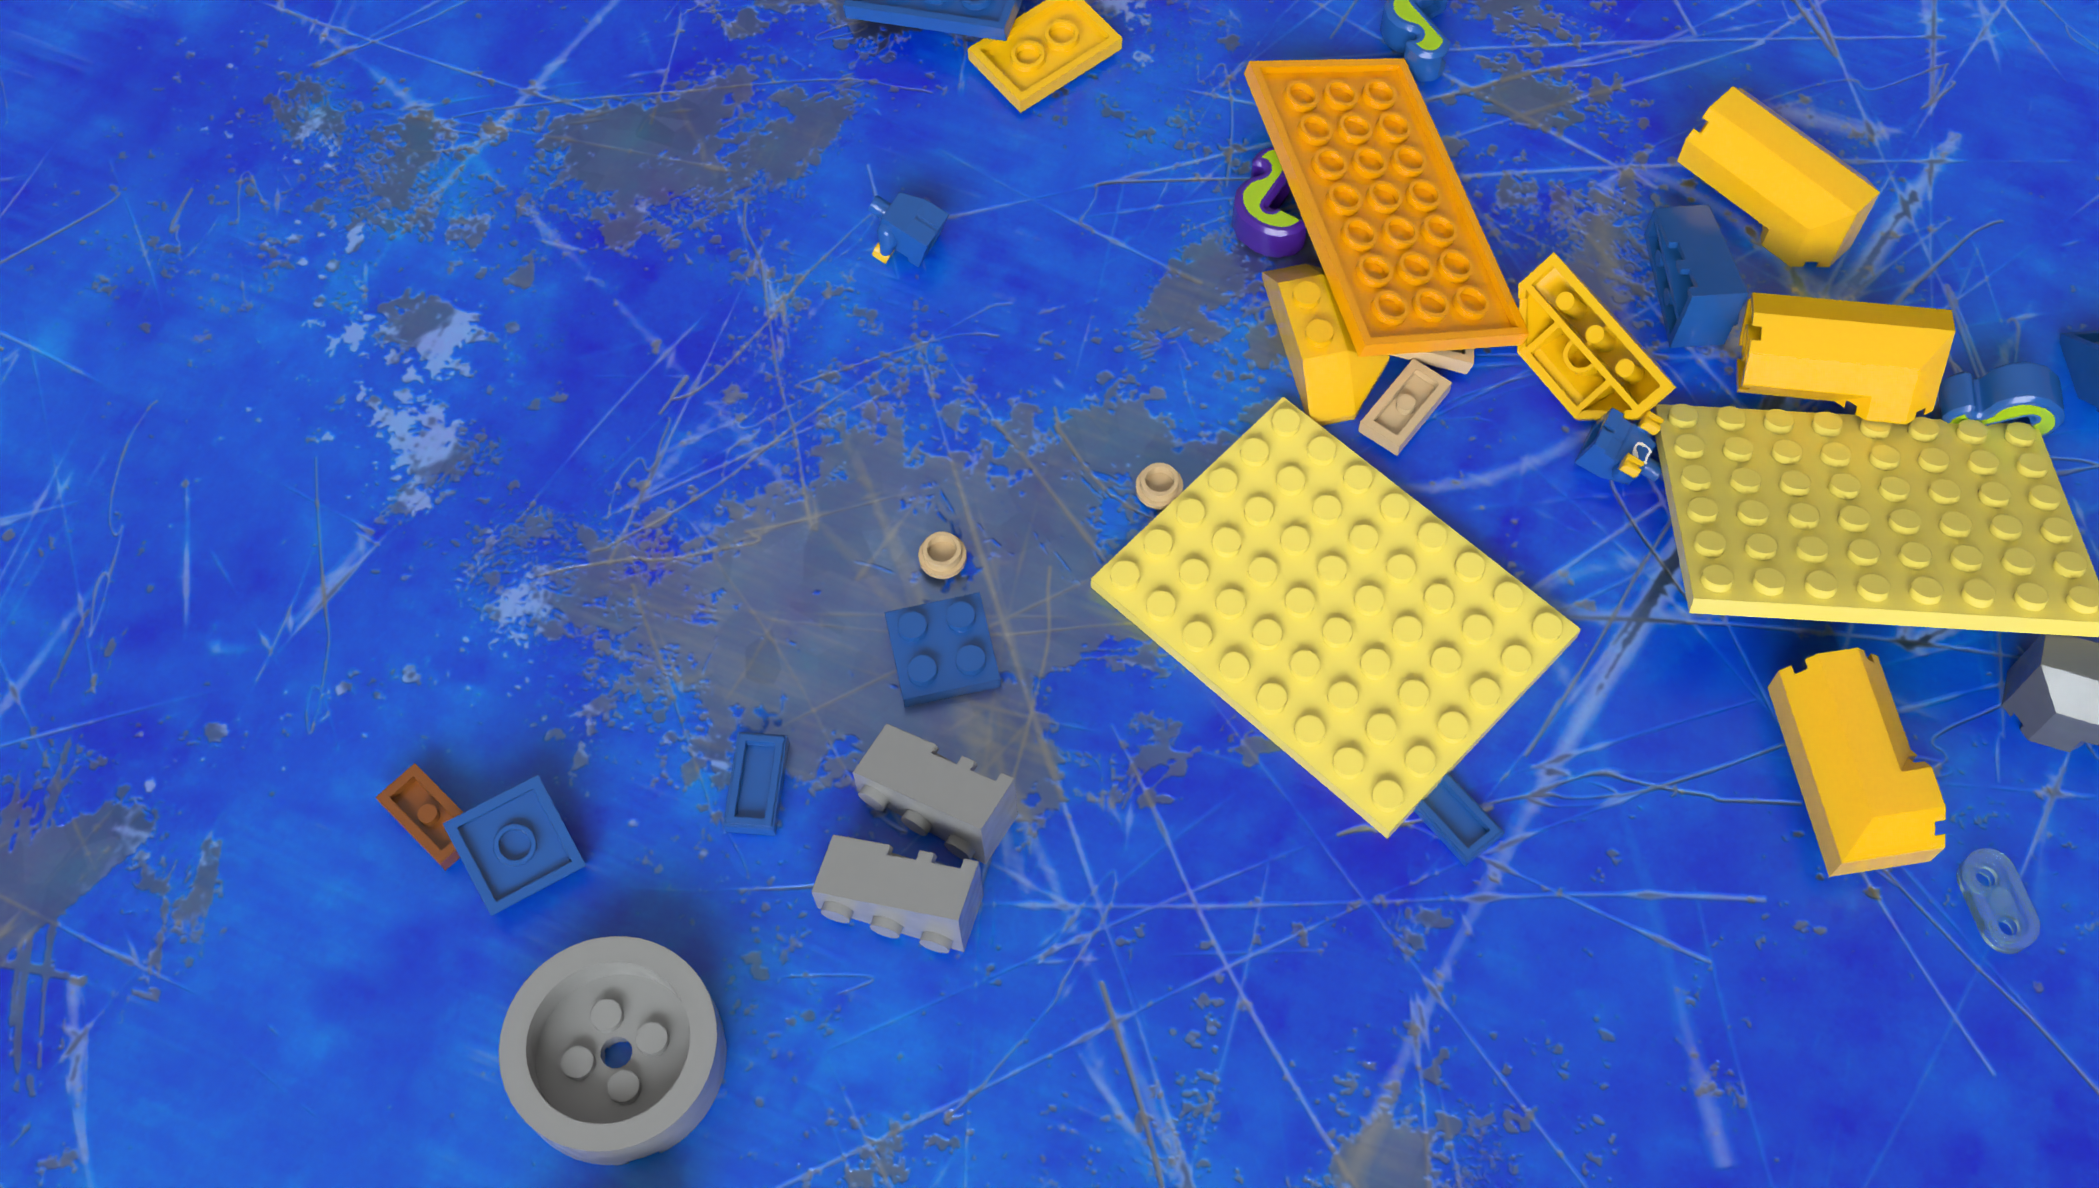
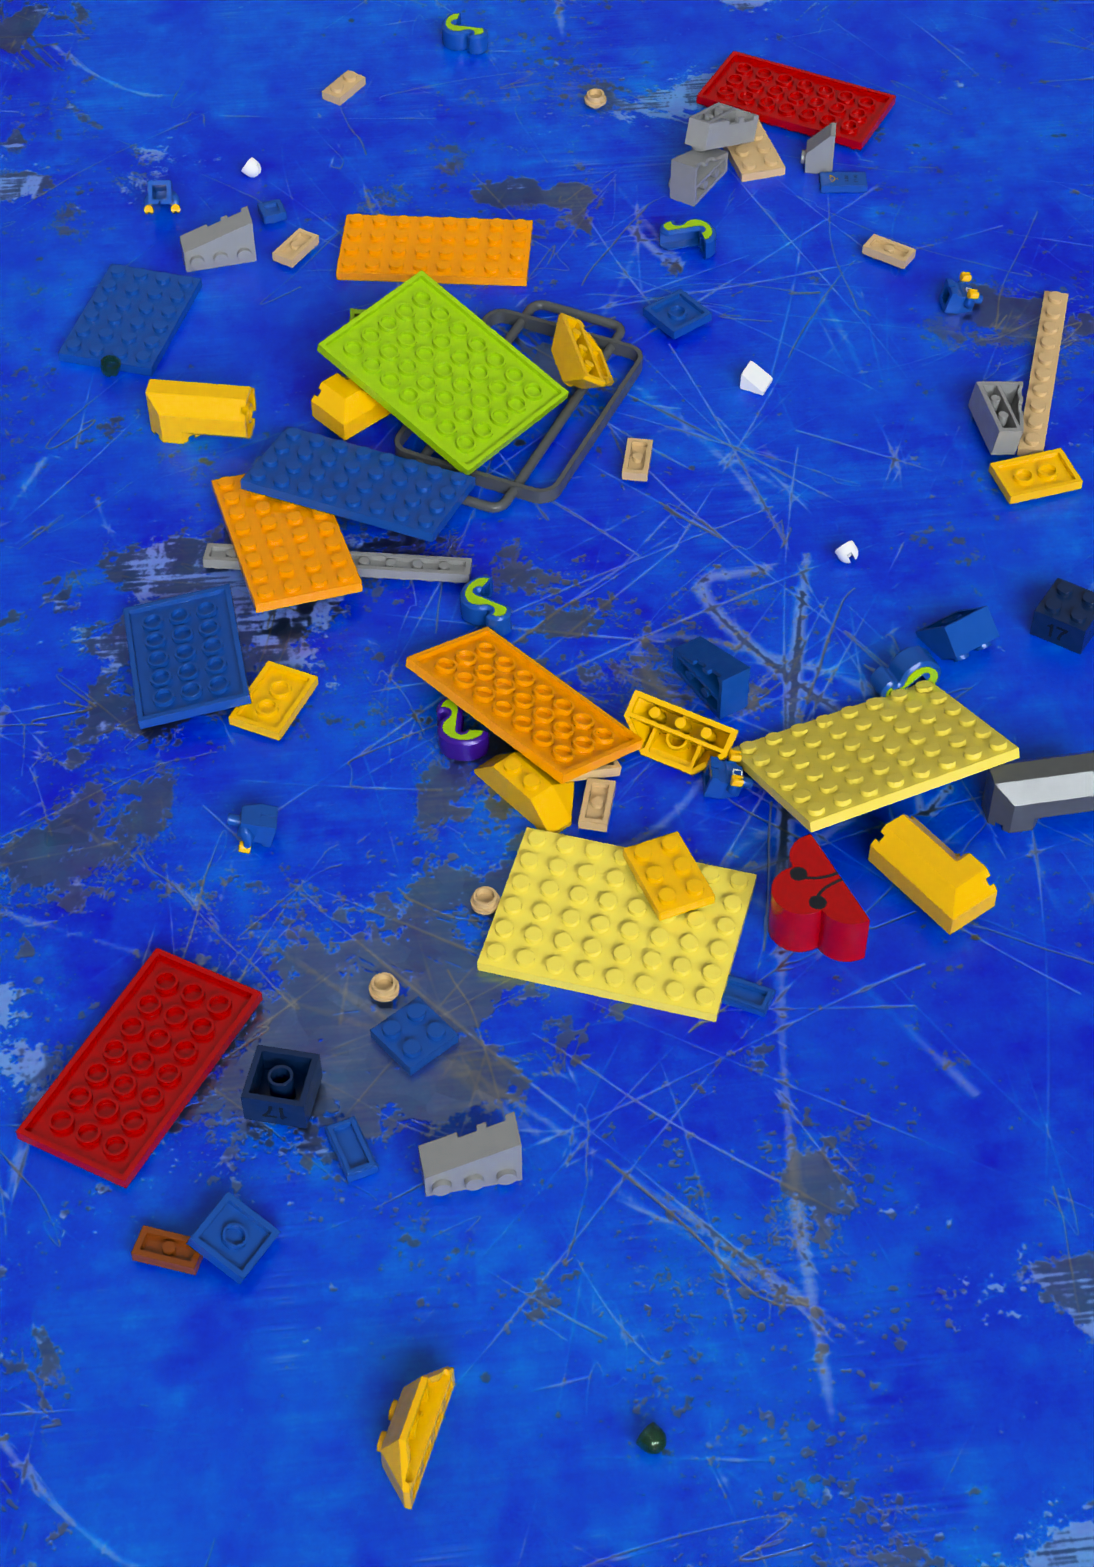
camera: 30 degrees left, 15 degrees down
(555, 520) = (139, 1067): none -> red plate
(586, 1003) = (355, 1279): light grey brick -> none
(709, 644) = (281, 1086): none -> dark blue brick
(937, 793) = (460, 1101): light grey wedge -> none
(1442, 573) = (668, 875): none -> yellow plate
(1634, 730) = (815, 907): none -> red brick
(1781, 178) = (729, 607): yellow brick -> none
(1844, 350) = (813, 680): yellow brick -> none
(2000, 902) = (1039, 913): clear light blue plate -> none
(2019, 156) = (847, 550): none -> white hinge

